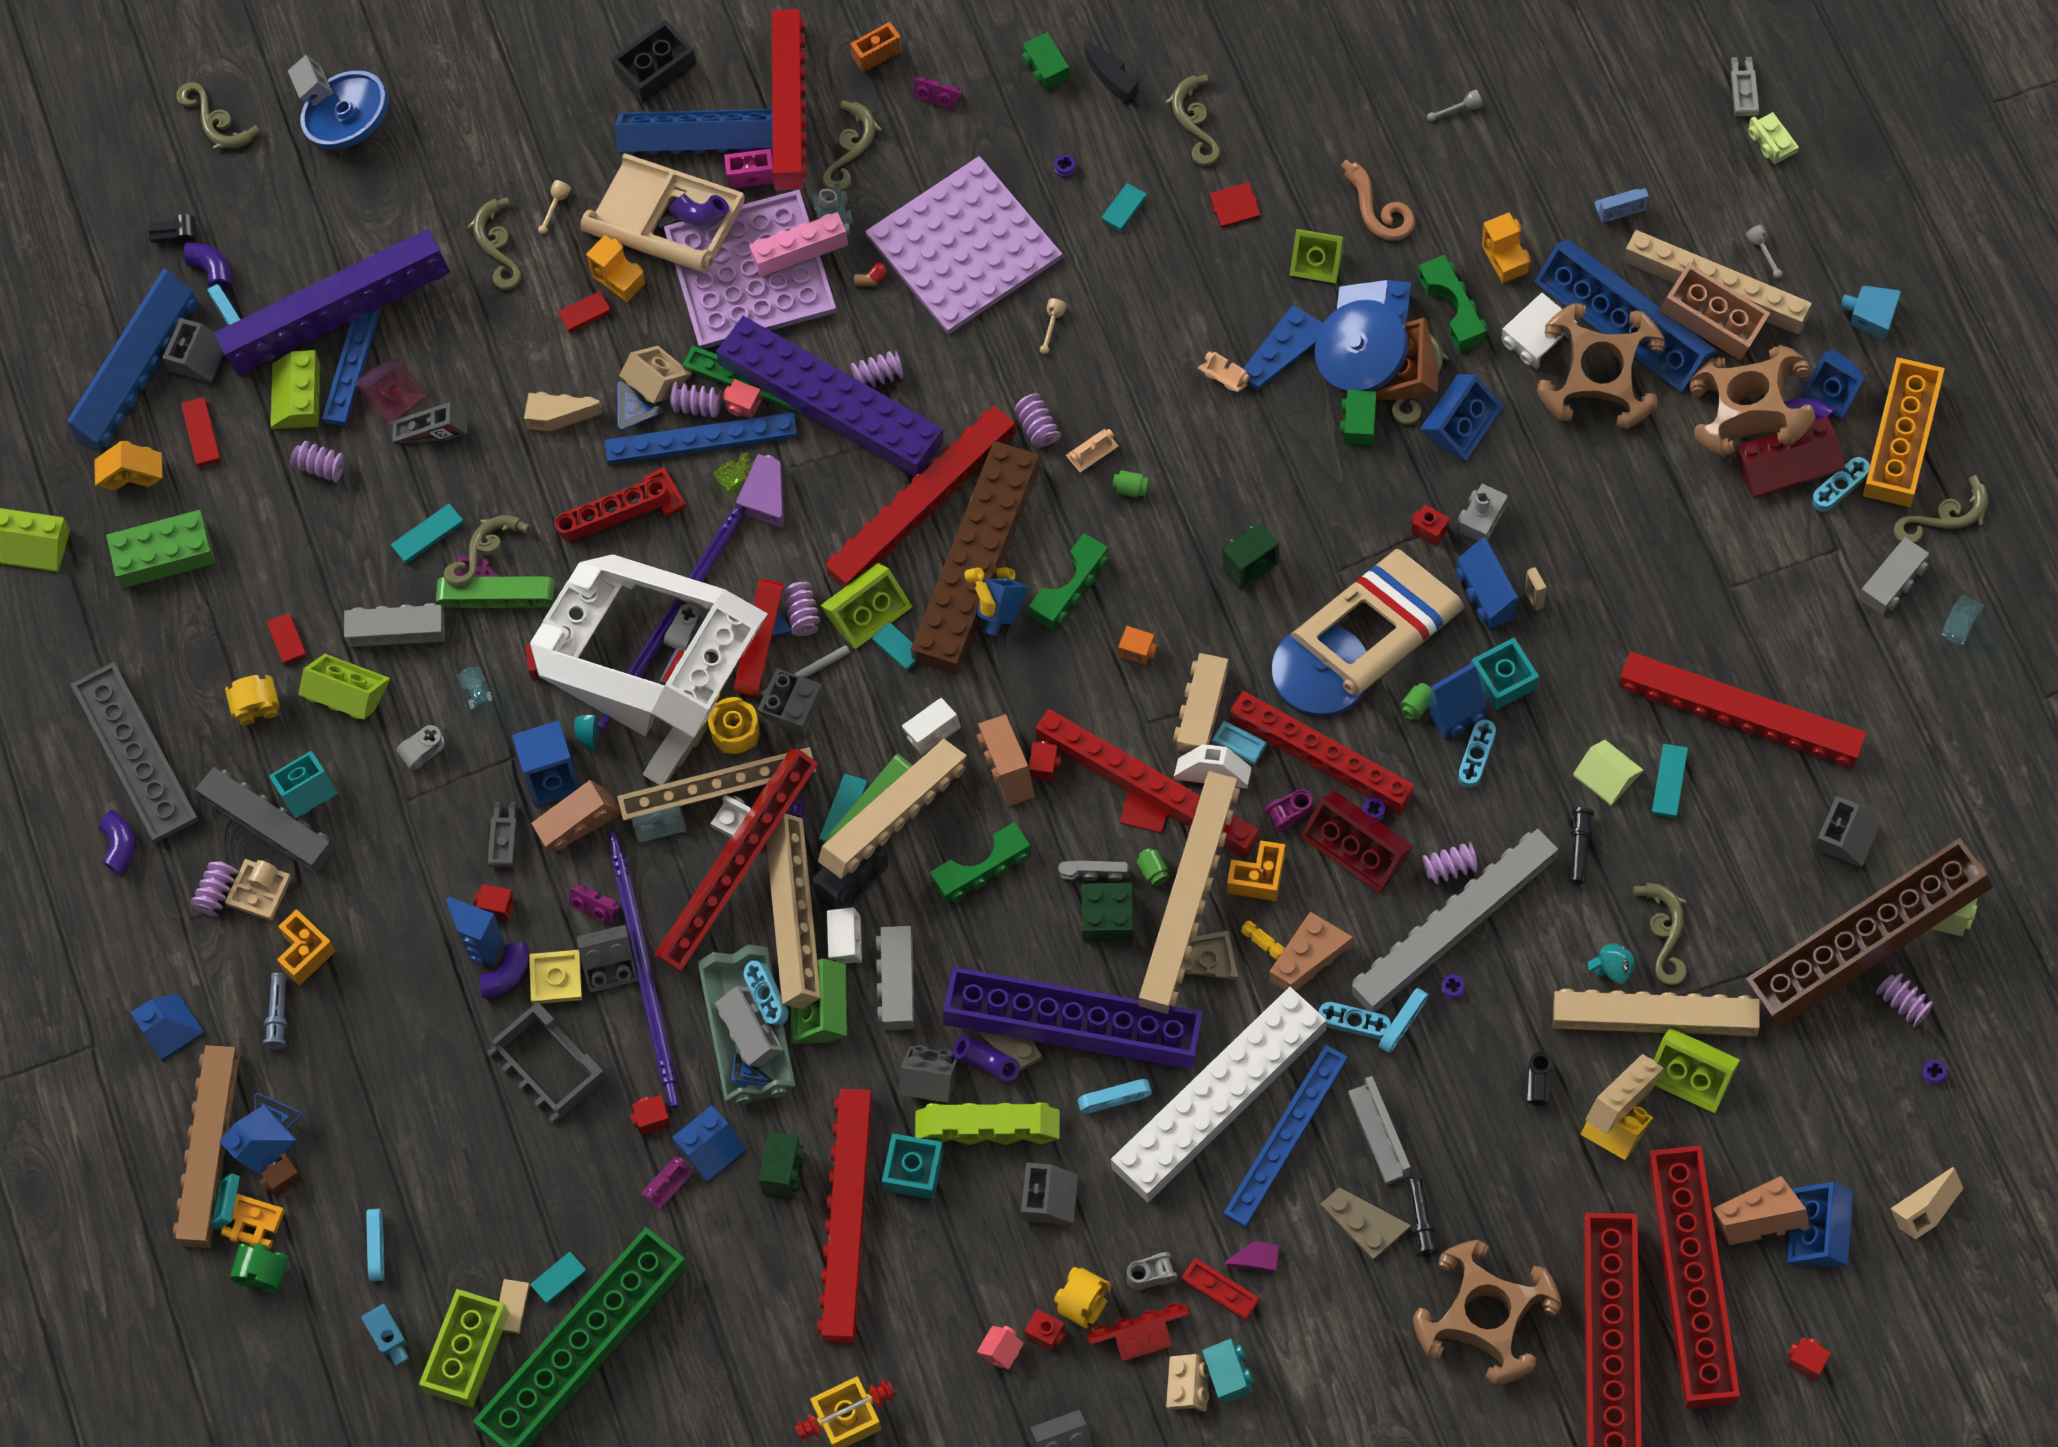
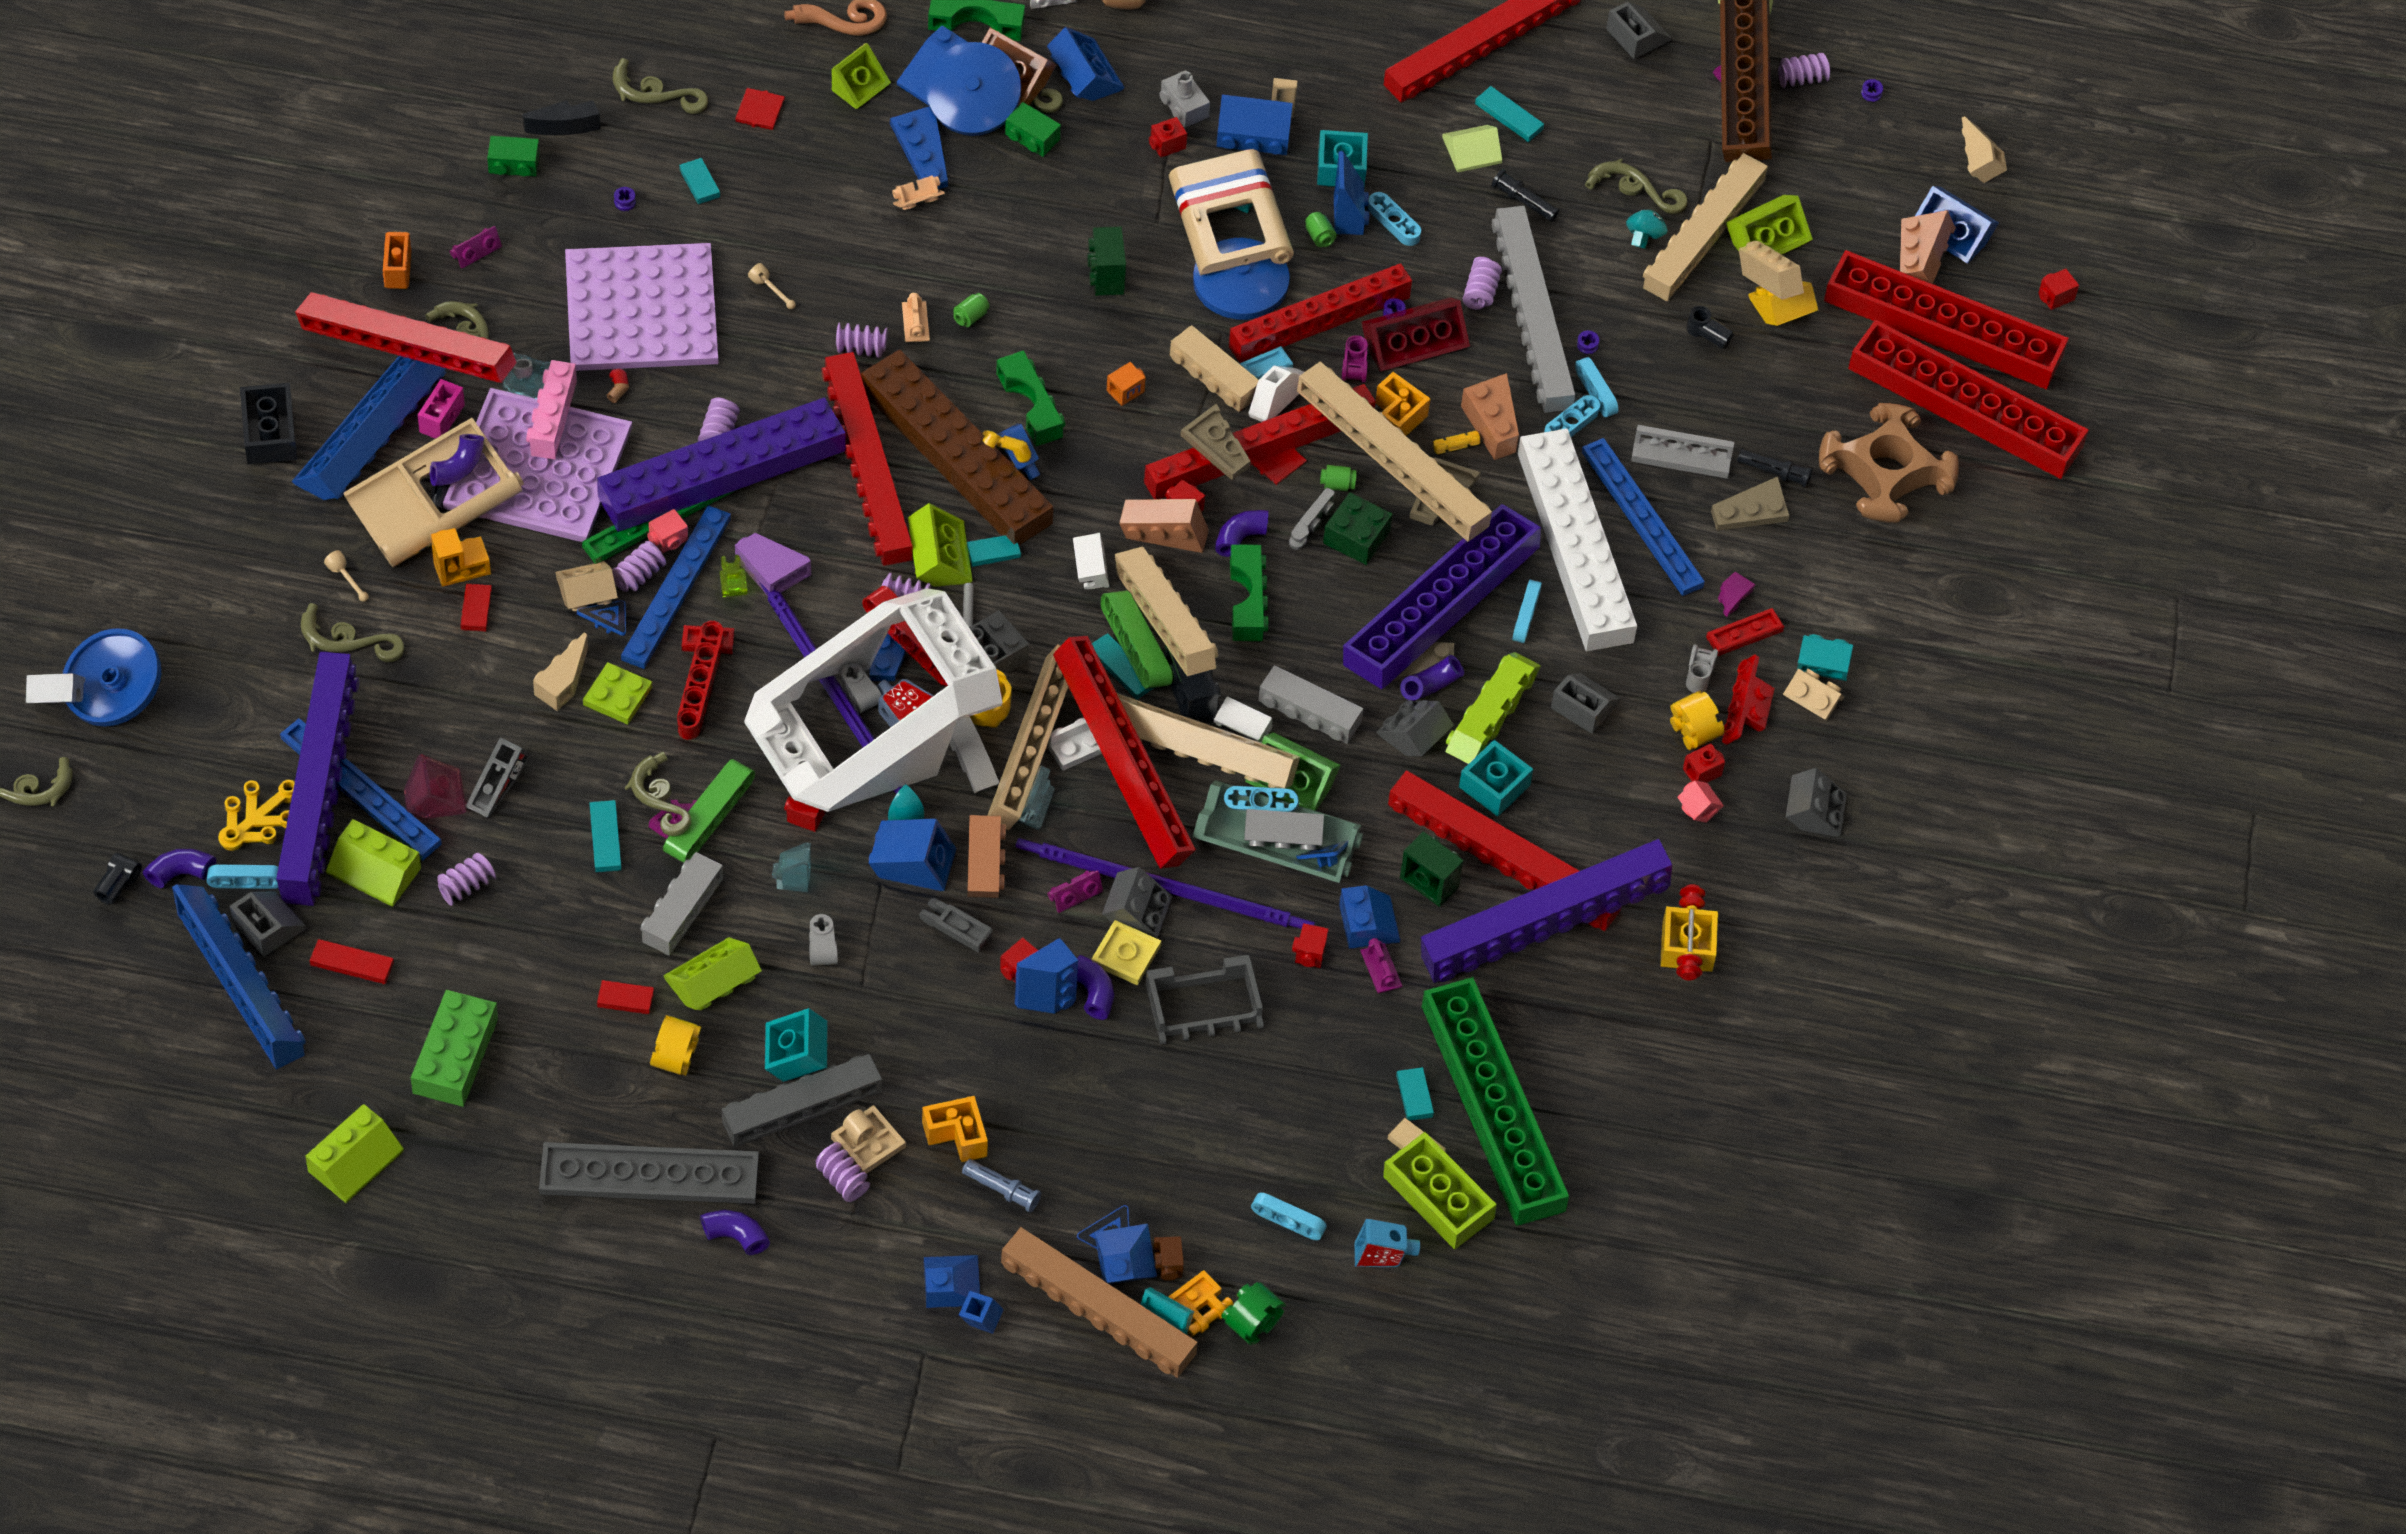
camera: 70 degrees left, 10 degrees down
(128, 464) = (344, 1031): light orange brick -> none
(142, 1063) = (981, 1312): none -> blue brick
(287, 285) = (254, 816): none -> yellow plant
(569, 460) = (617, 693): none -> lime plate
(783, 1281) = (1546, 911): none -> dark purple brick
(1044, 819) = (1239, 527): none -> dark purple cylinder
(1101, 748) = (1215, 441): none -> dark tan wing

